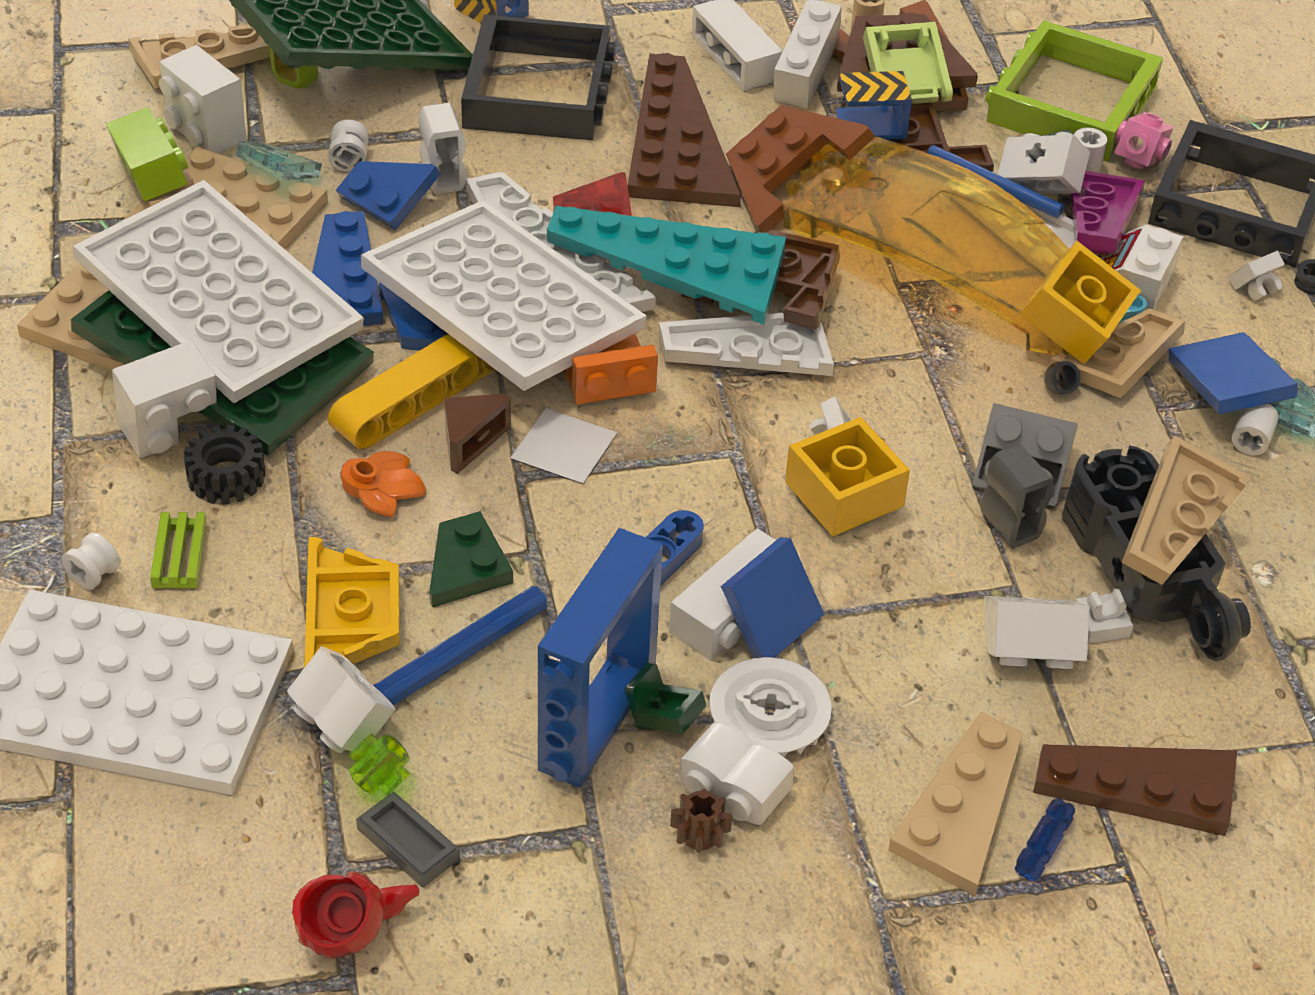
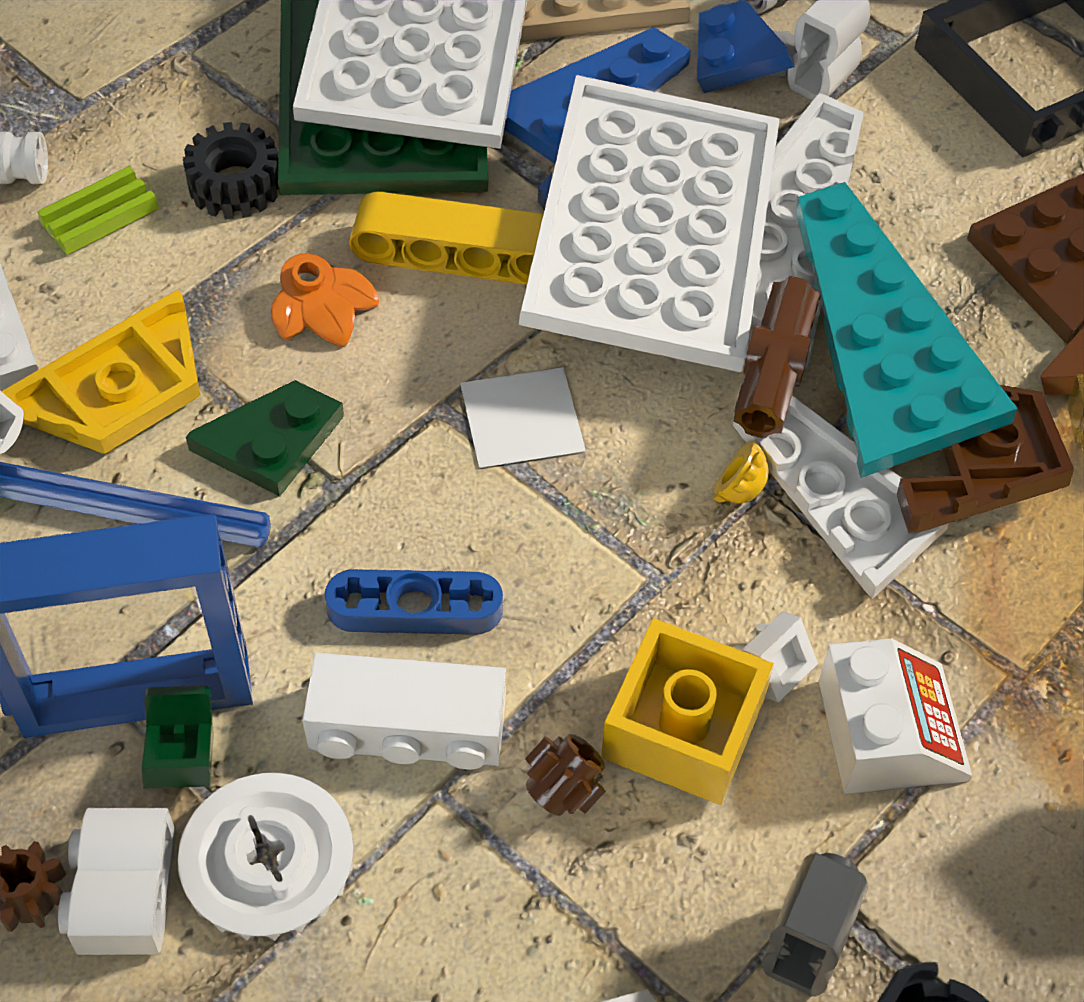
camera: 55 degrees right, 10 degrees up
(157, 392) = (243, 61): white brick -> none
(474, 425) = (452, 321): reddish brown slope -> none
(601, 195) = (918, 220): clear red wing -> none
(614, 372) = (656, 389): orange bracket -> none
(658, 302) = (776, 357): none -> reddish brown piece
(706, 373) = (743, 476): none -> yellow animal
(772, 599) = (404, 753): blue tile -> none
(838, 548) = (565, 775): none -> reddish brown gear
(912, 413) = (890, 717): none -> white slope
(1042, 436) = (935, 890): light grey slope -> none

